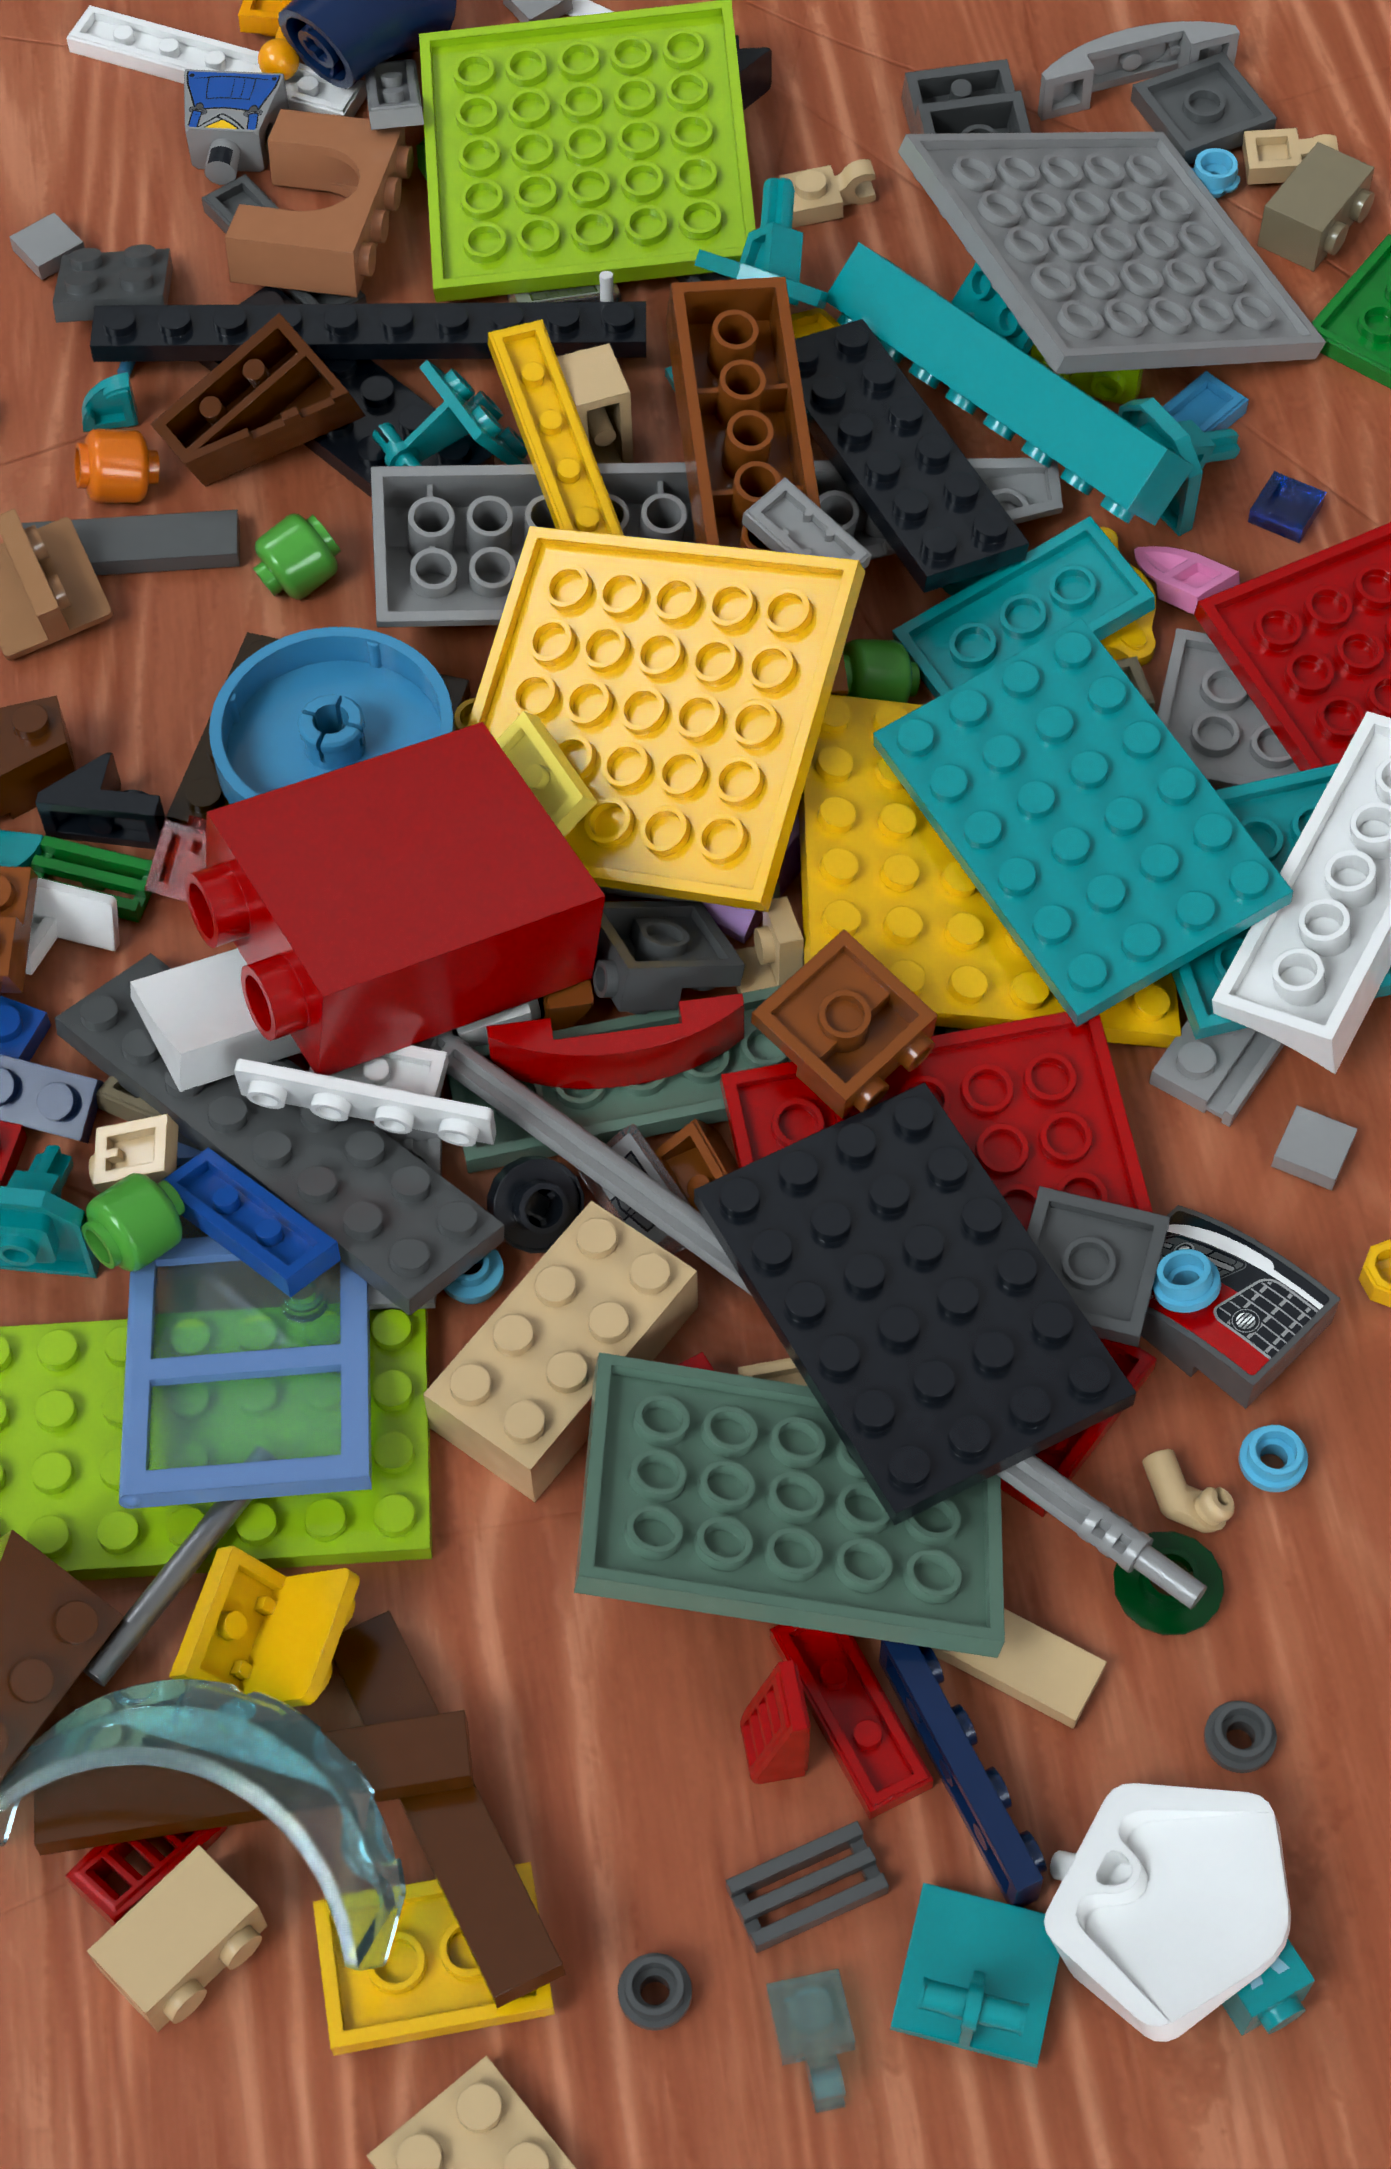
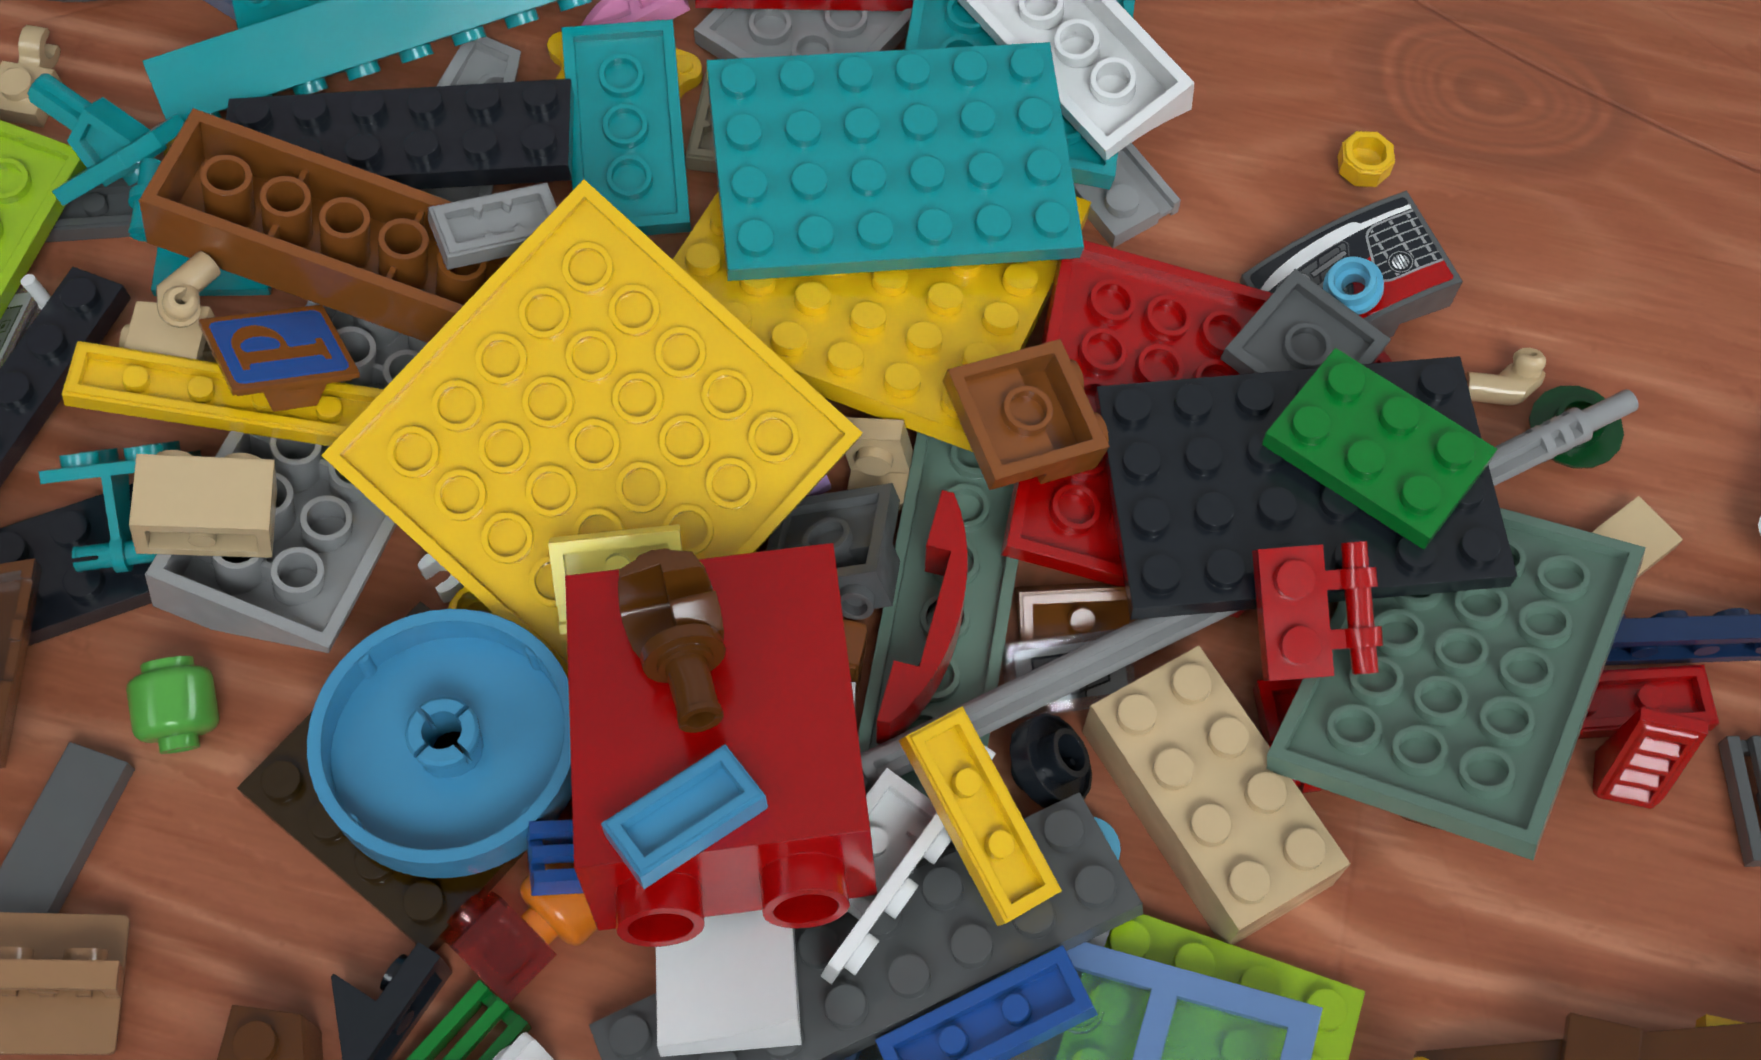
camera: 70 degrees left, 5 degrees up
(279, 864) = (684, 816): none -> dark azure tile
(419, 1124) = (980, 816): none -> yellow tile
(443, 470) = (203, 505): none -> tan brick
(445, 803) = (675, 630): none -> reddish brown piece
(610, 455) = (280, 354): none -> piece
(625, 363) = (179, 293): none -> tan arm
(749, 1321) = (1295, 611): none -> red plate
(968, 1334) = (1379, 447): none -> green plate
(1244, 1717) = (1730, 421): dark grey plate -> none
(1279, 1442) = (1498, 295): medium azure plate -> none
(1314, 1147) = (1229, 161): light grey tile -> none

